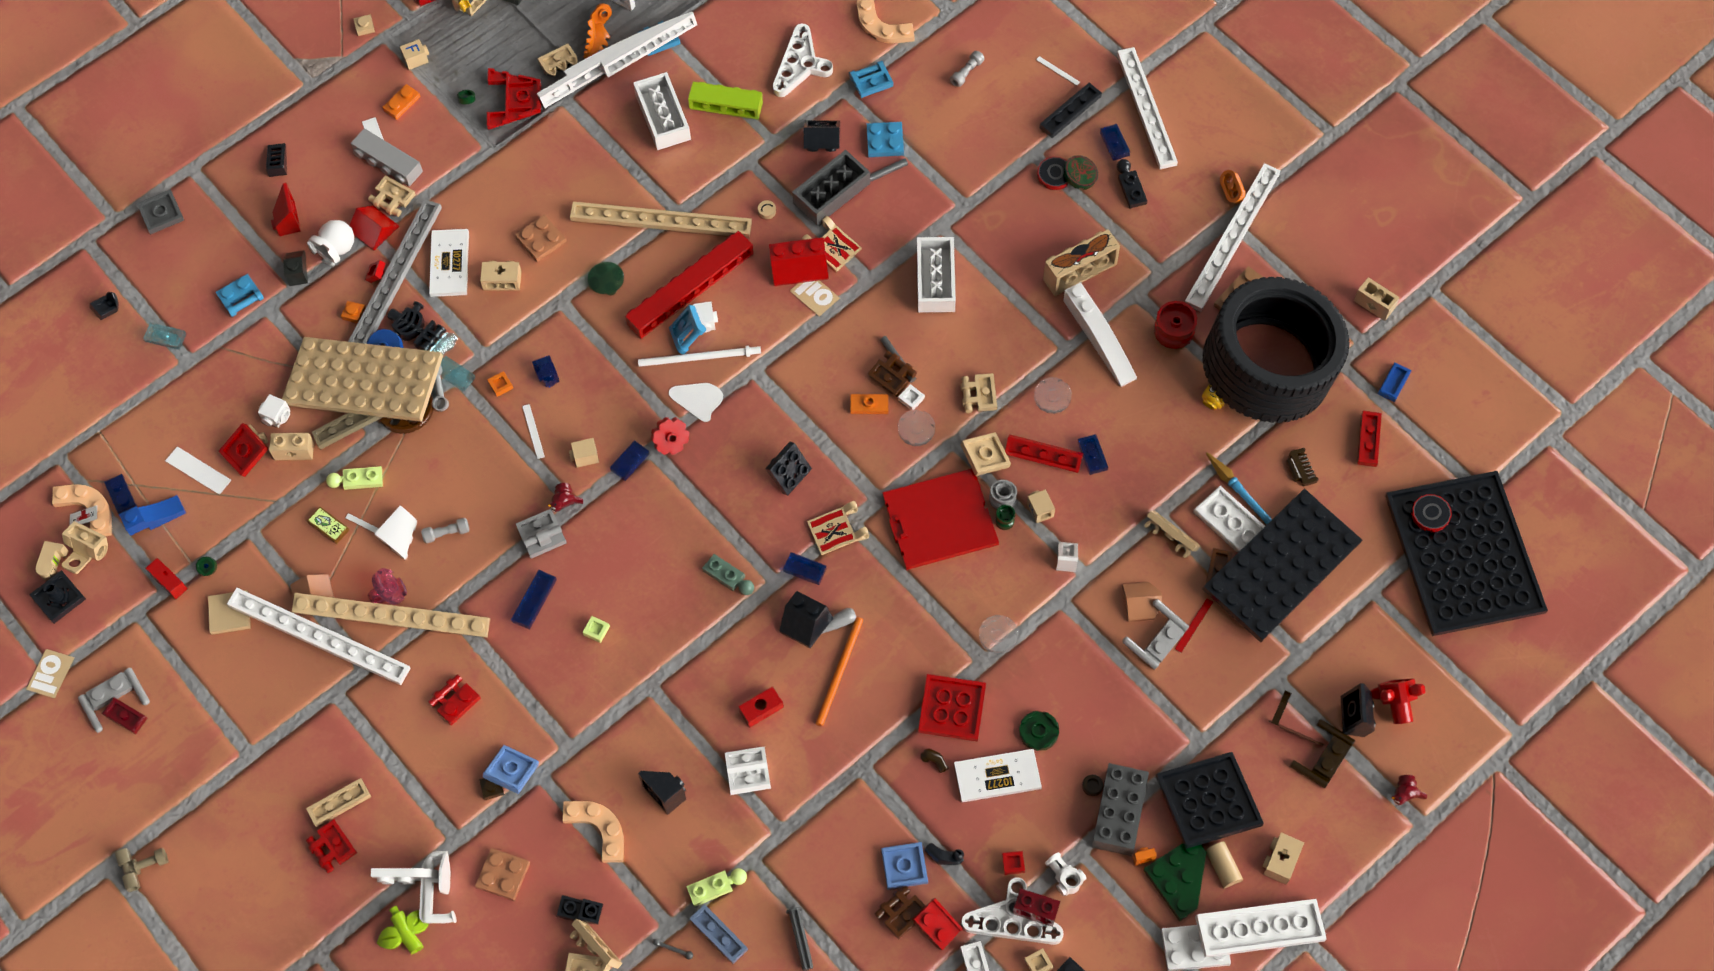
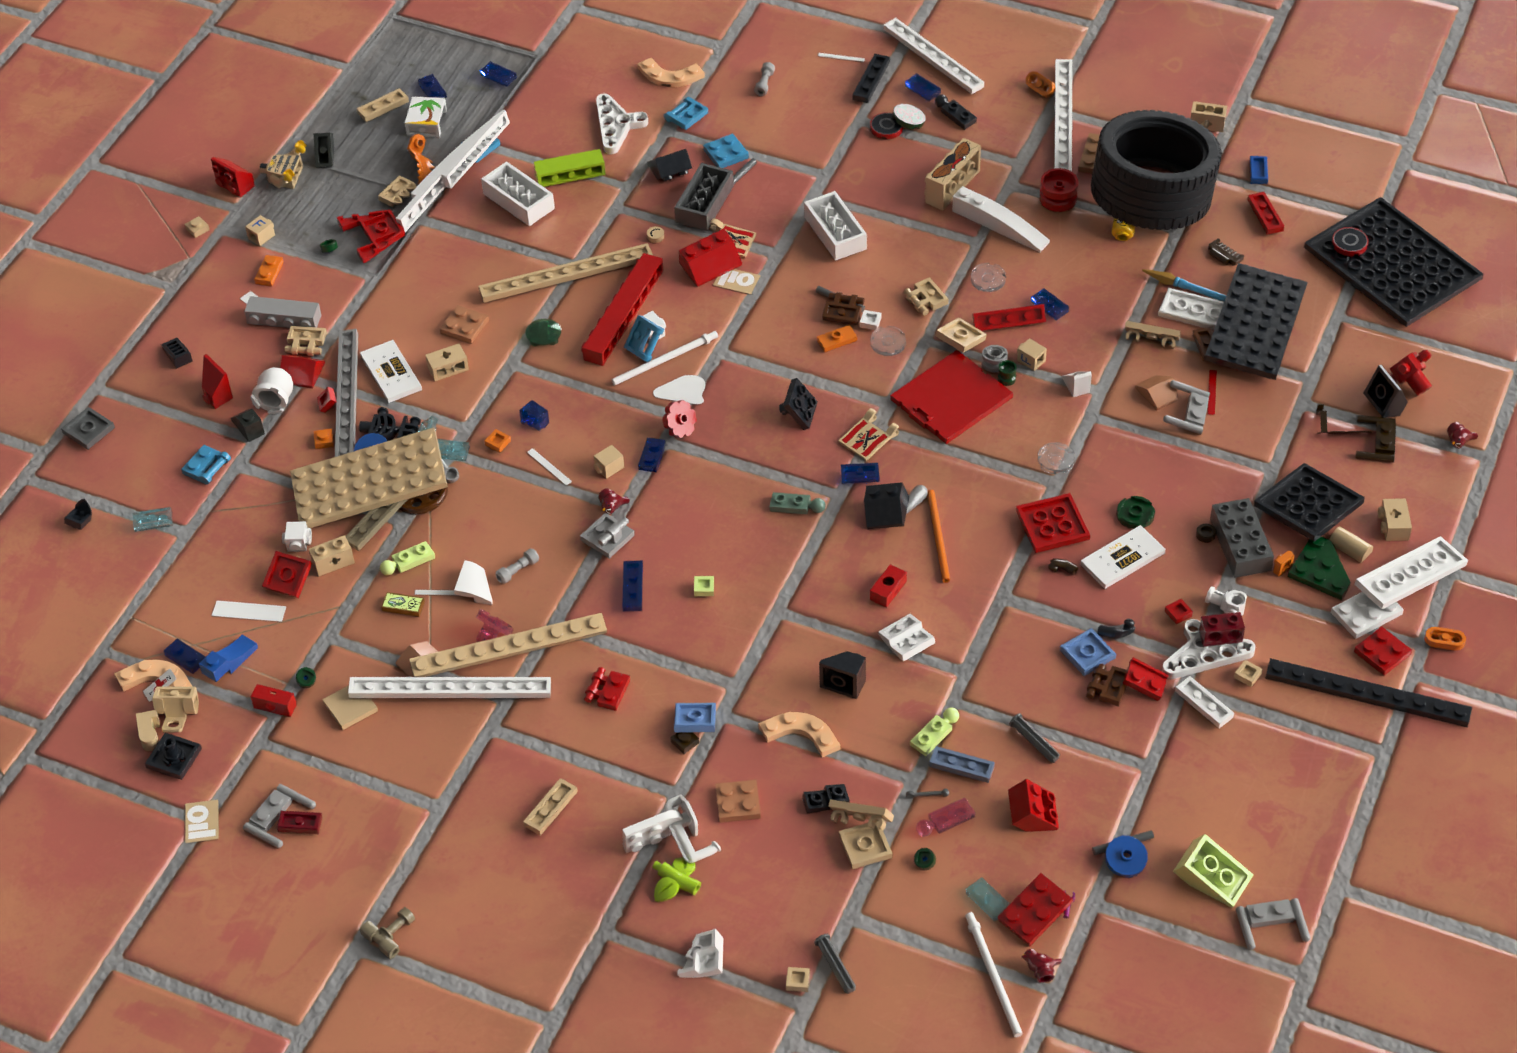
camera: 25 degrees left, 15 degrees down
(336, 841) = (568, 837): red plate -> none

